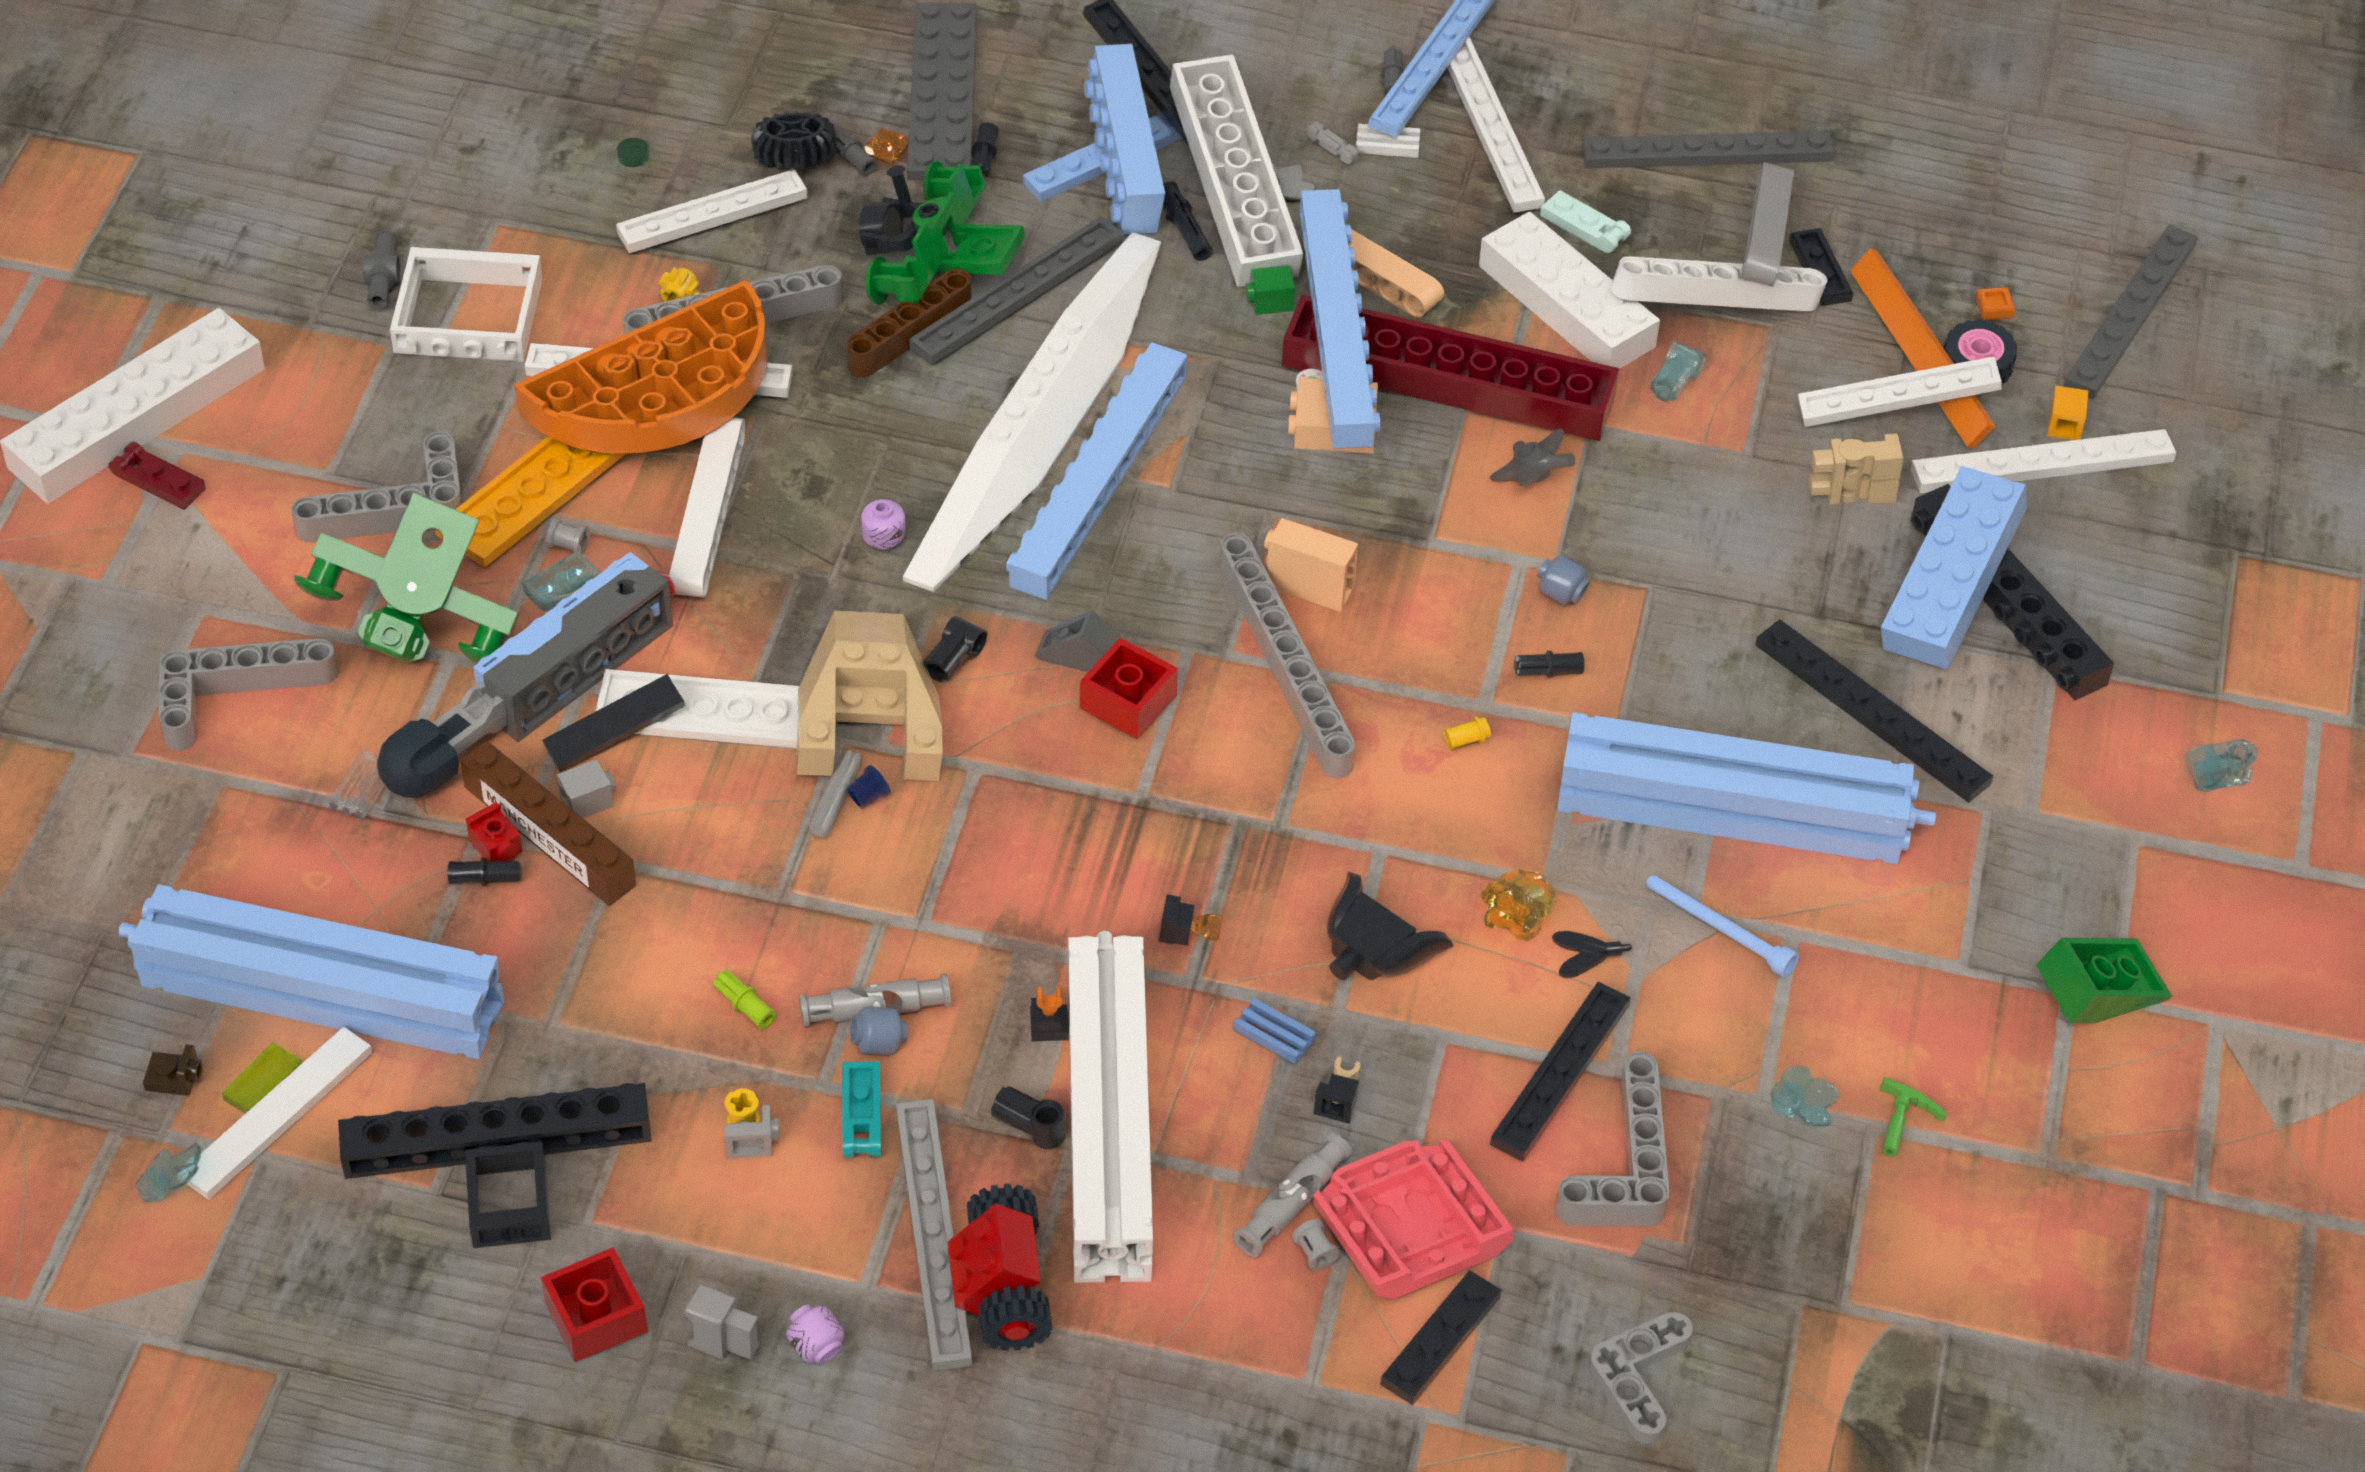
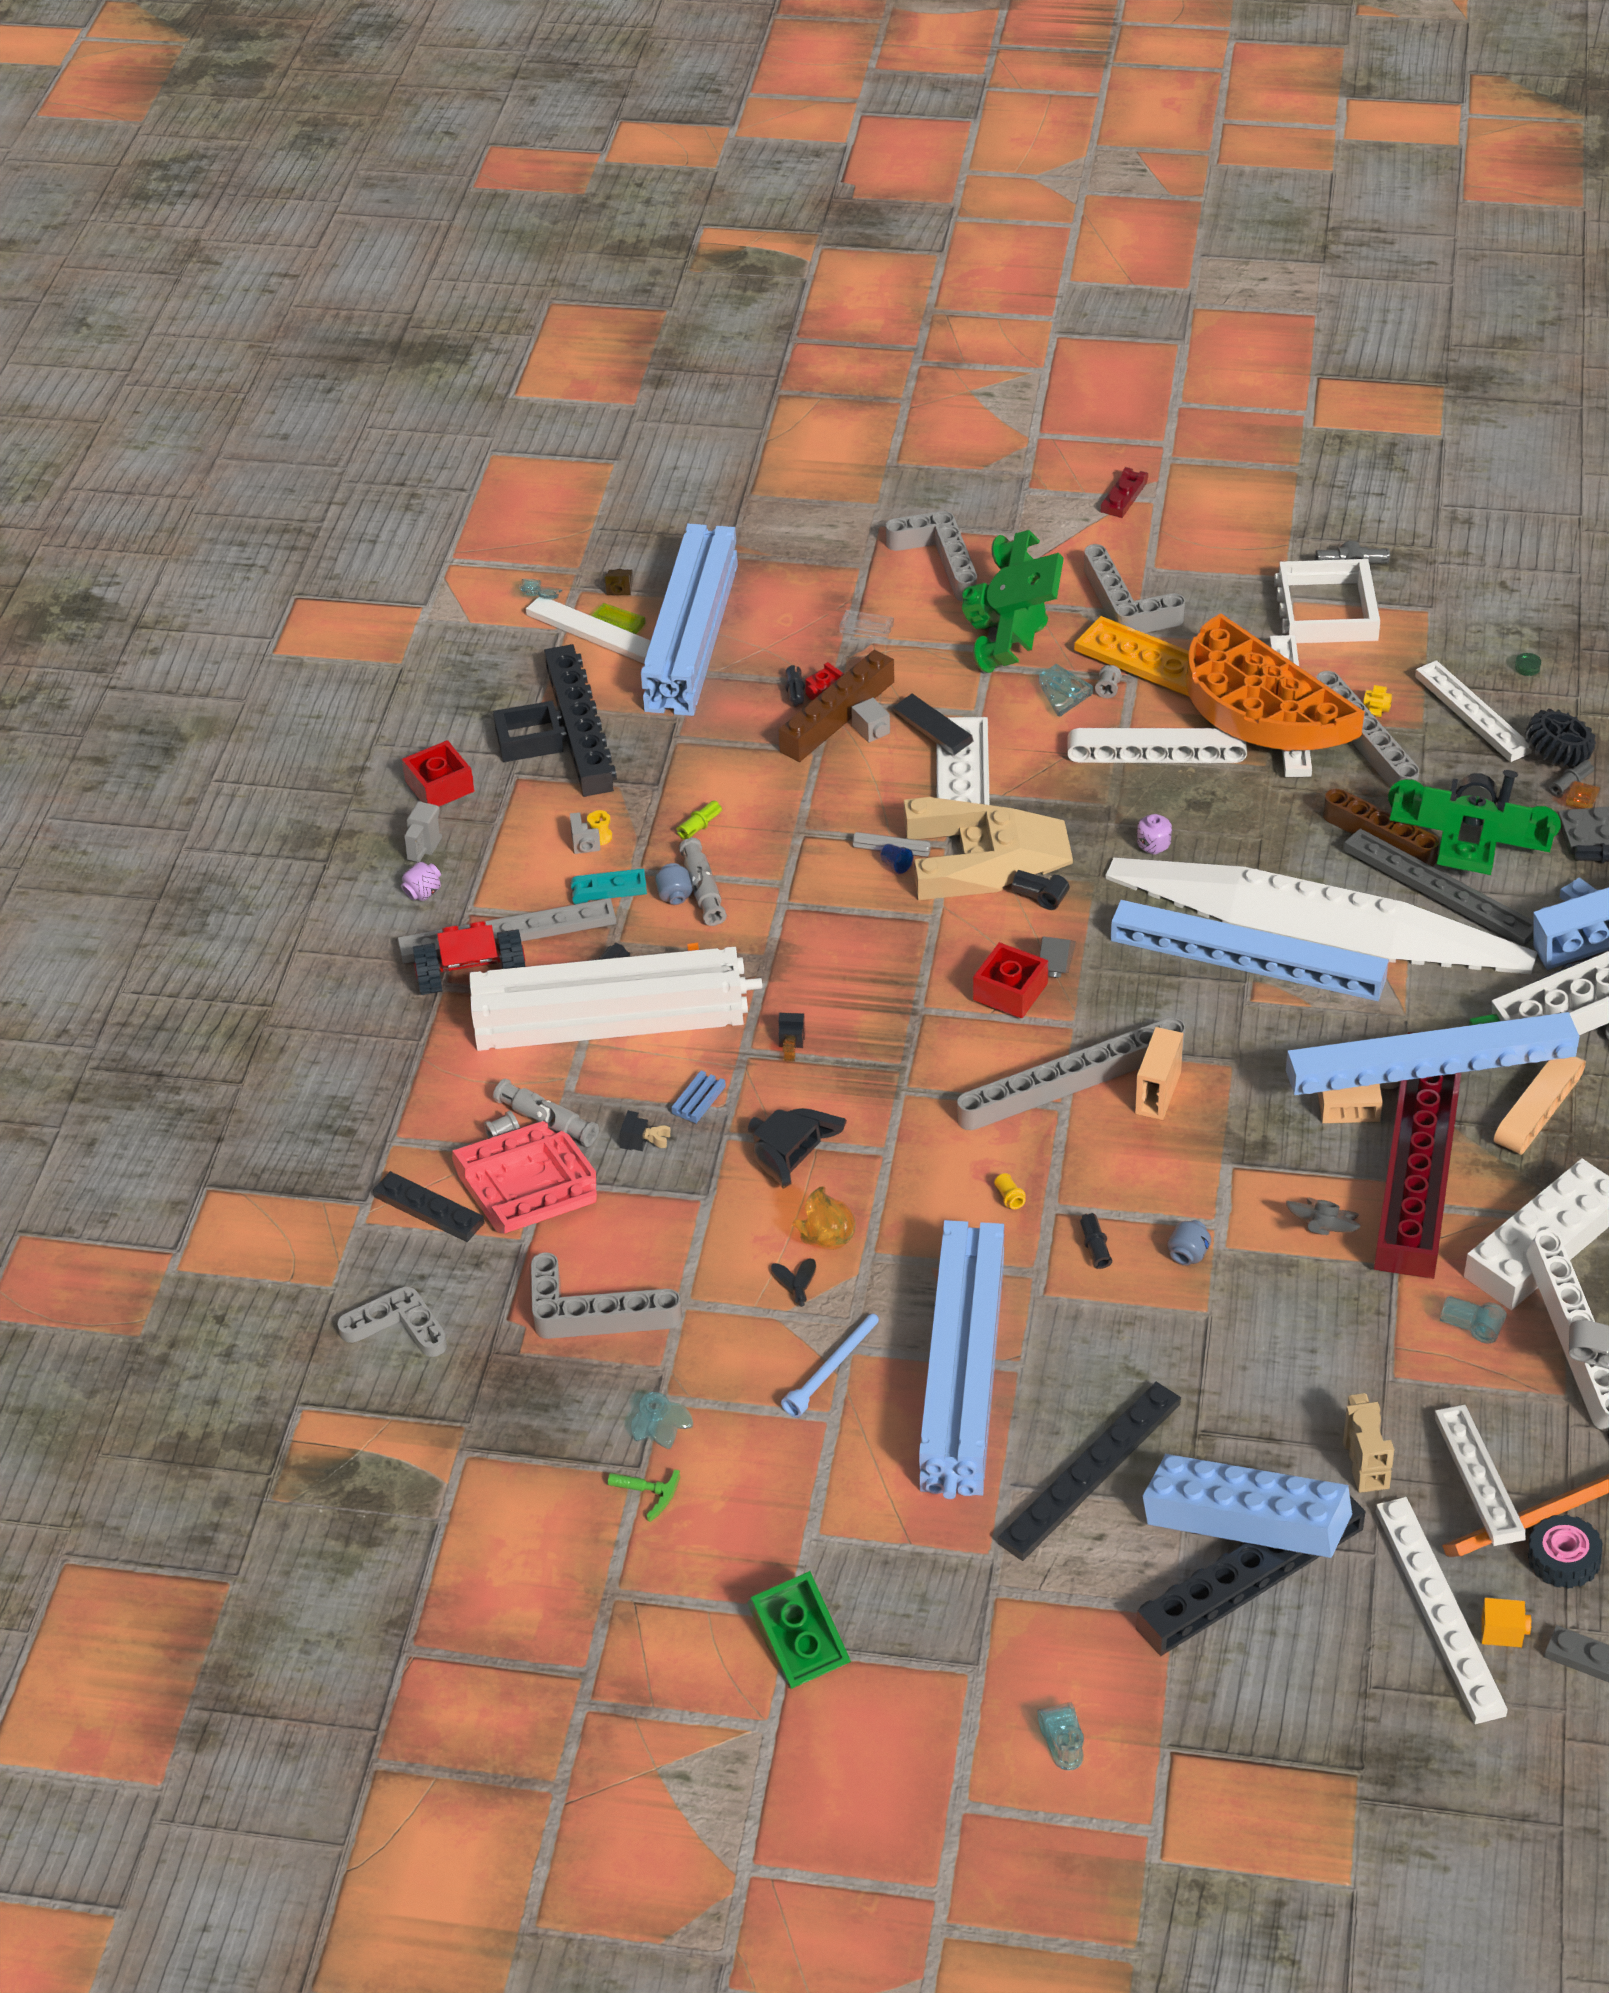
camera: 90 degrees right, 5 degrees down
(132, 405) = (1183, 467): white brick -> none
(536, 673) = (969, 678): piece -> none
(1560, 1071) = (672, 1262): black plate -> none

